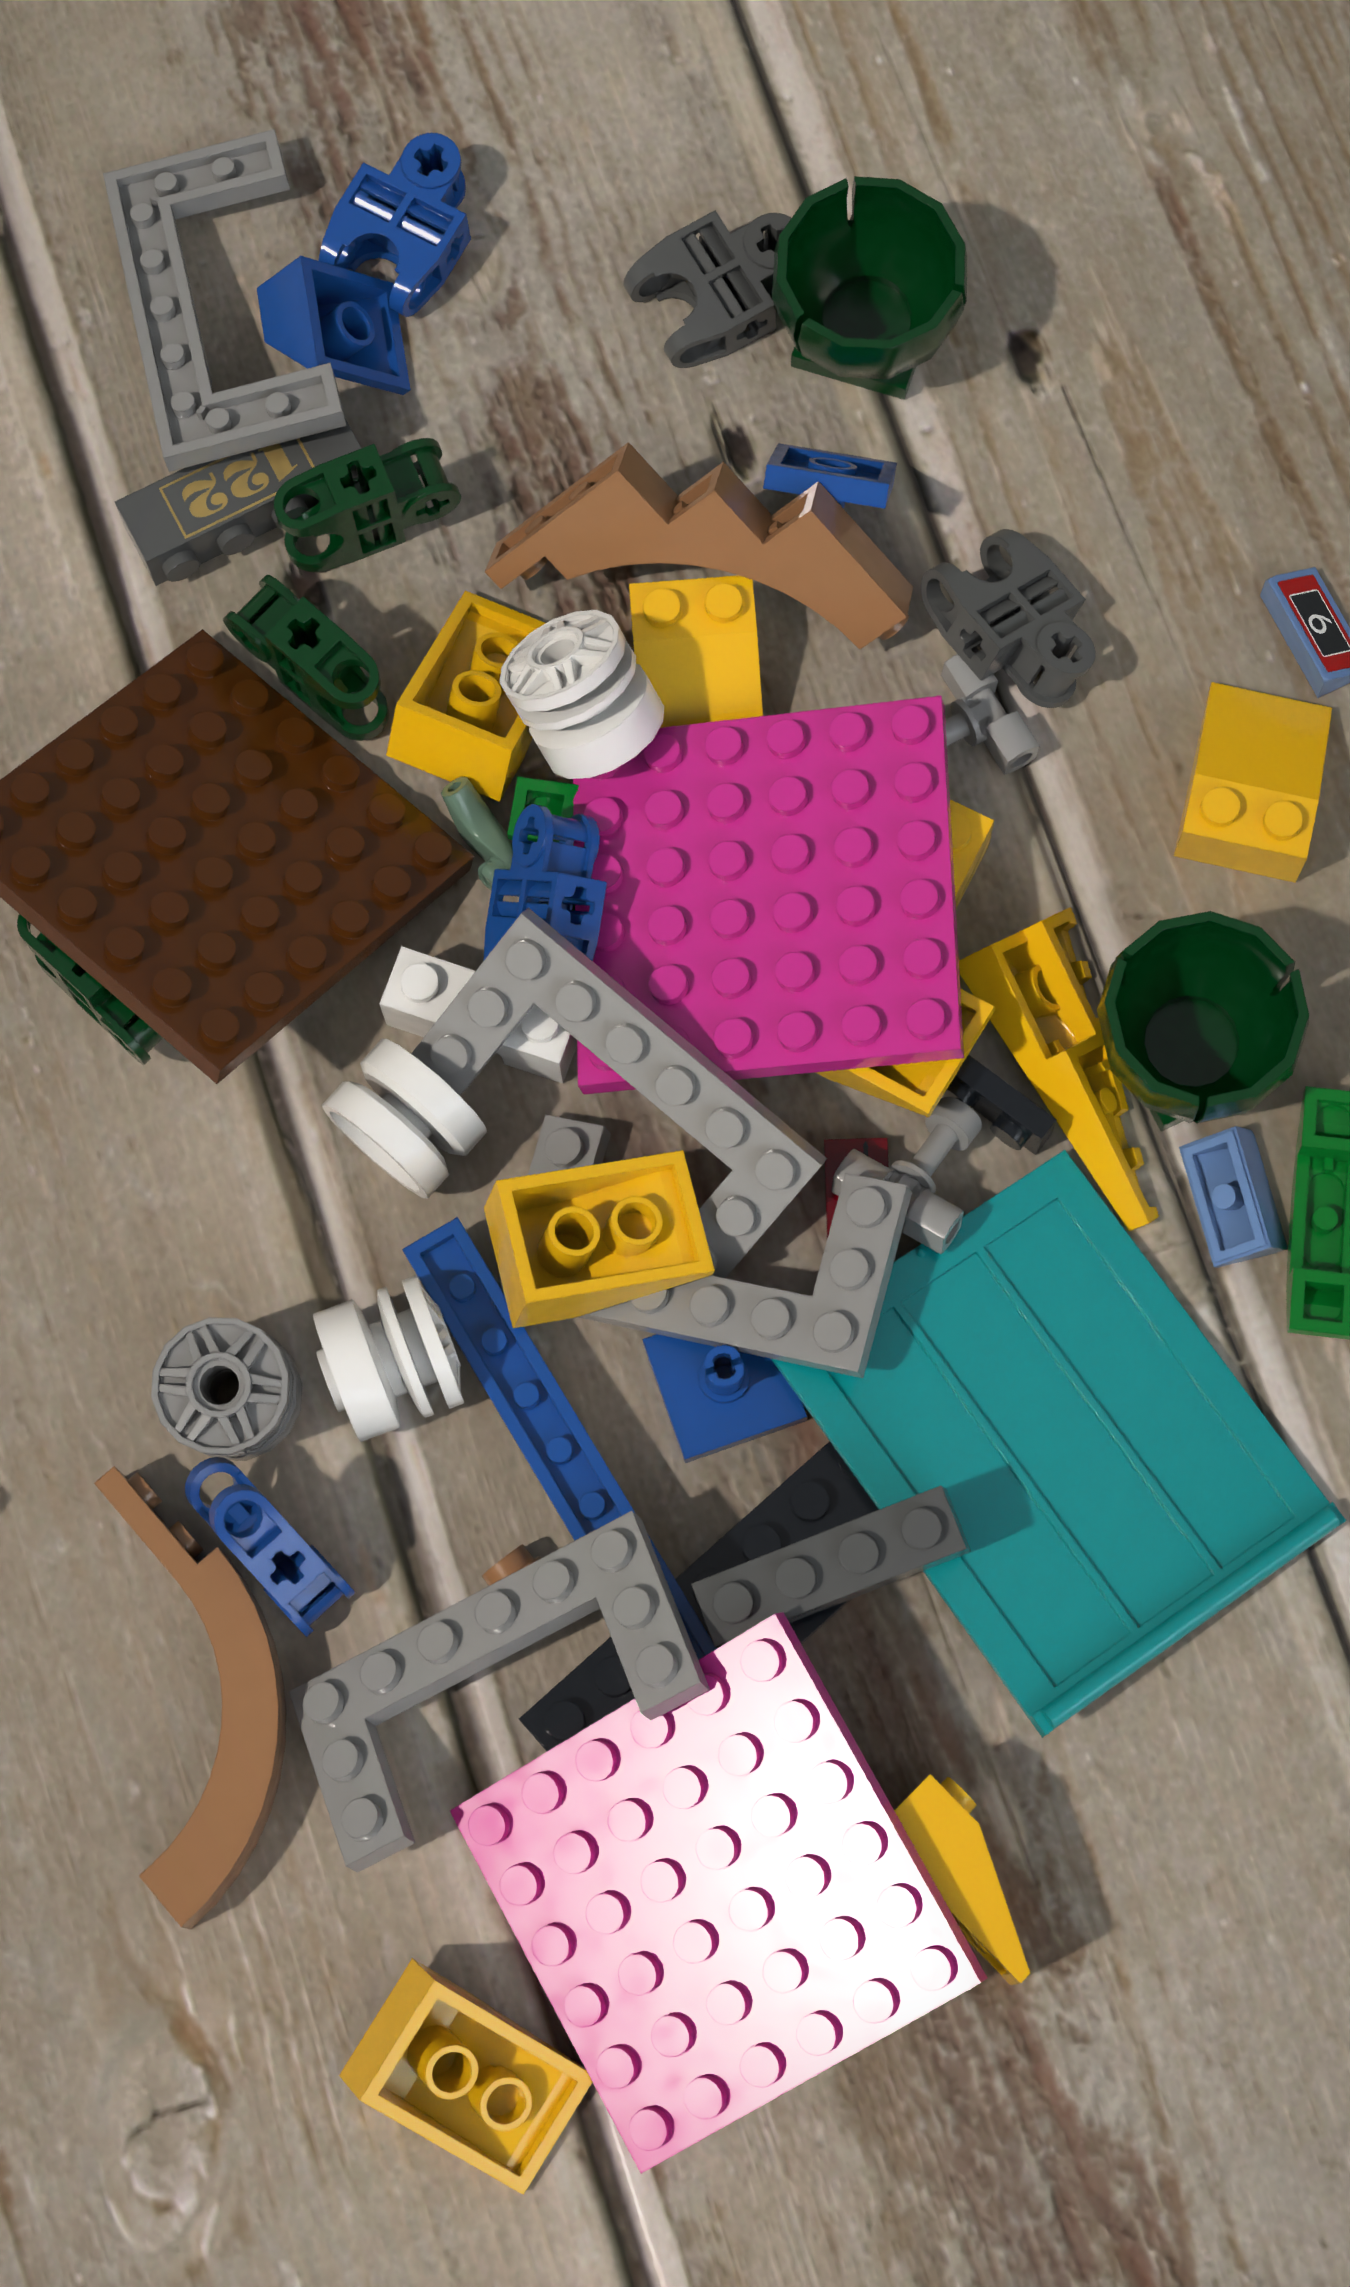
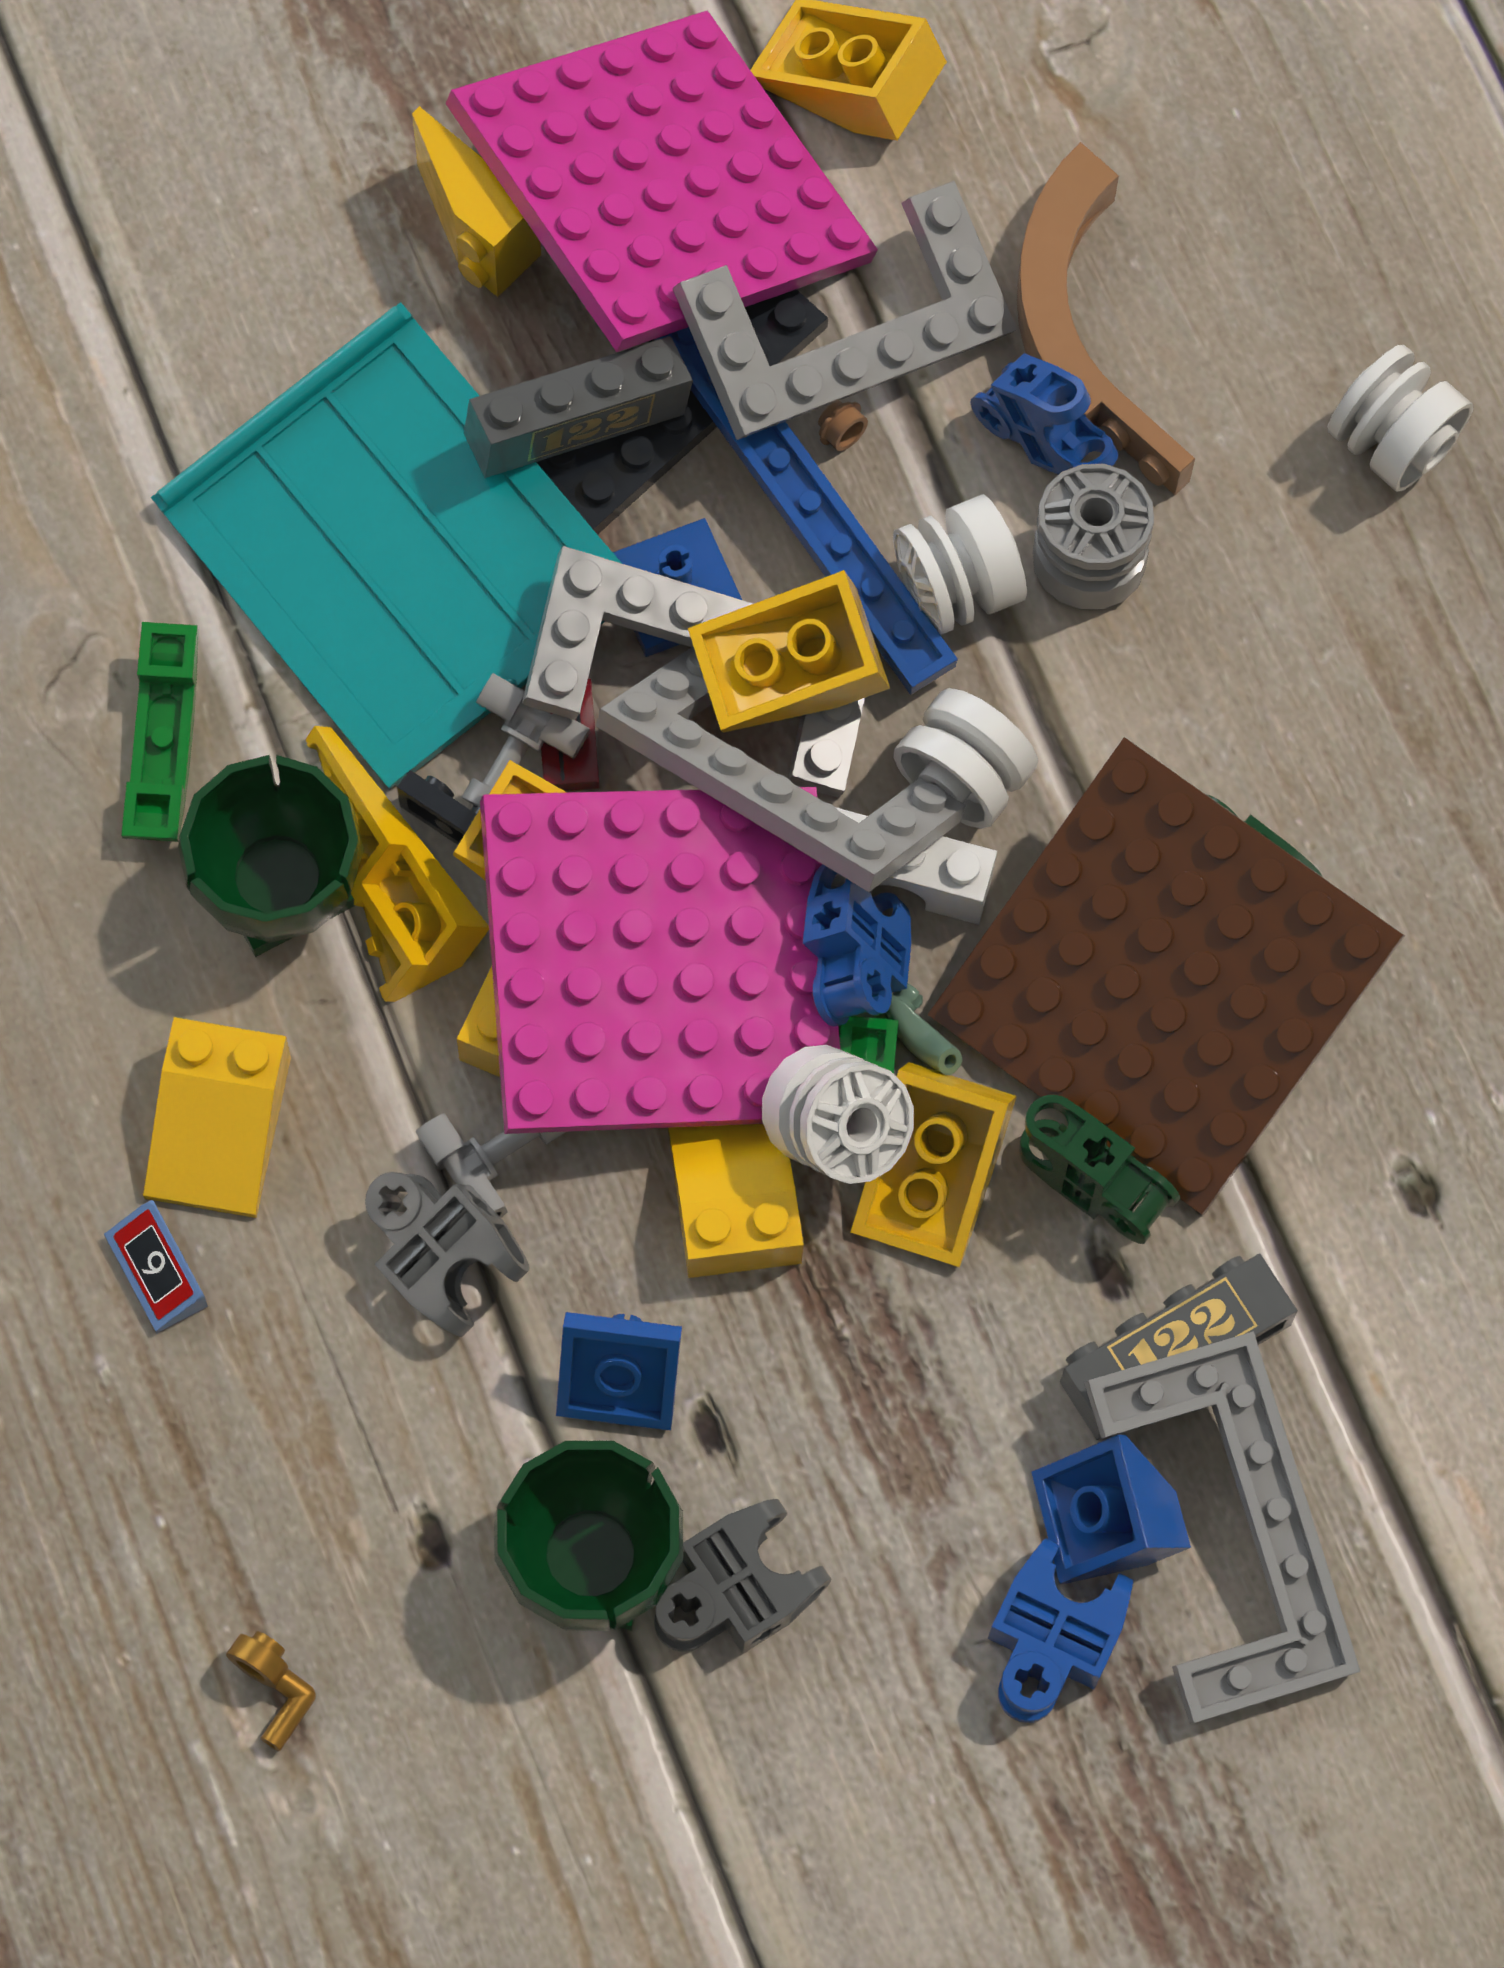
camera: 170 degrees right, 5 degrees down
(381, 497) = (1057, 1319): dark green piece -> none
(633, 517) = (729, 1295): medium nougat arch -> none
(1200, 228) = (262, 1660): none -> pearl gold plate
(1233, 1197) = (233, 734): medium blue slope -> none

